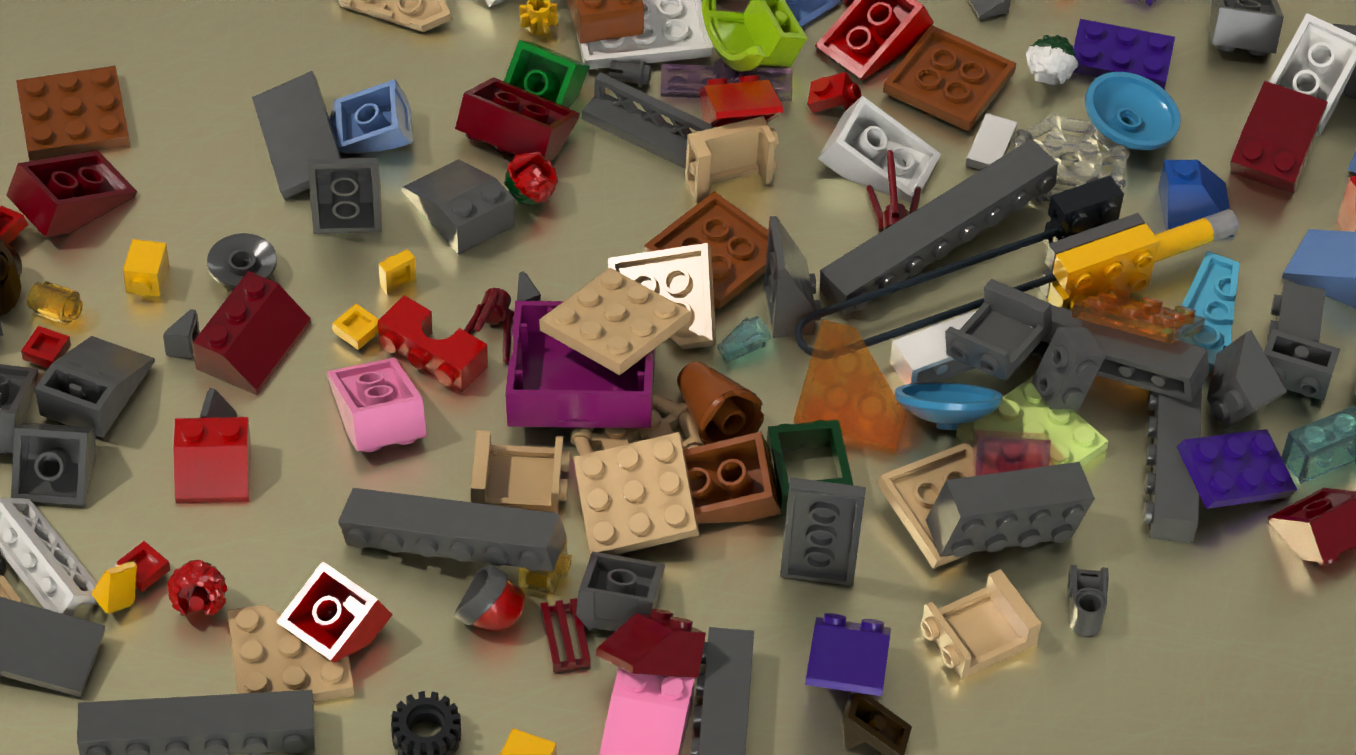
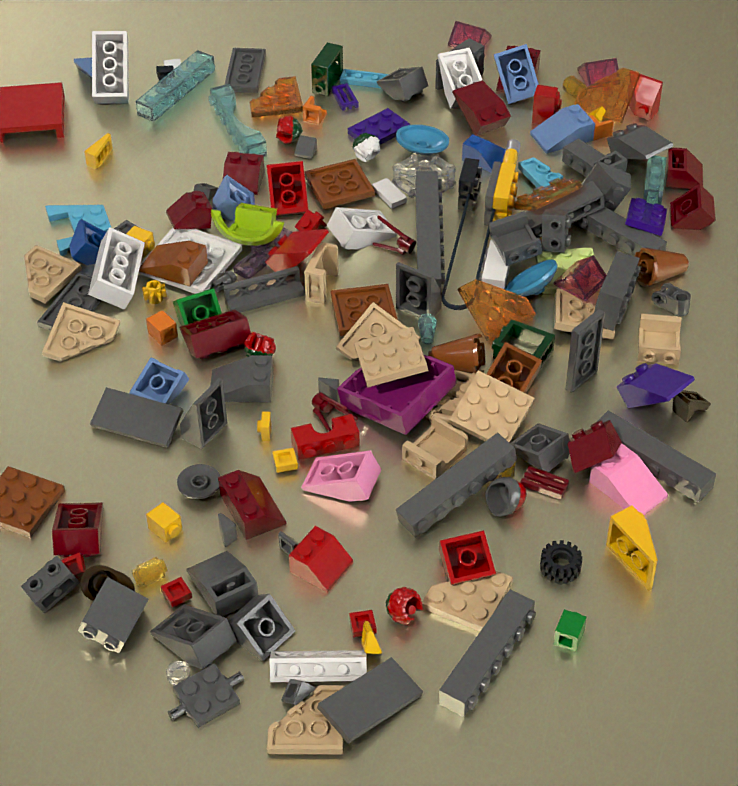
camera: 50 degrees left, 5 degrees down
(477, 60) = (162, 327): none -> orange panel
(1142, 543) = (659, 265): none -> dark orange cone

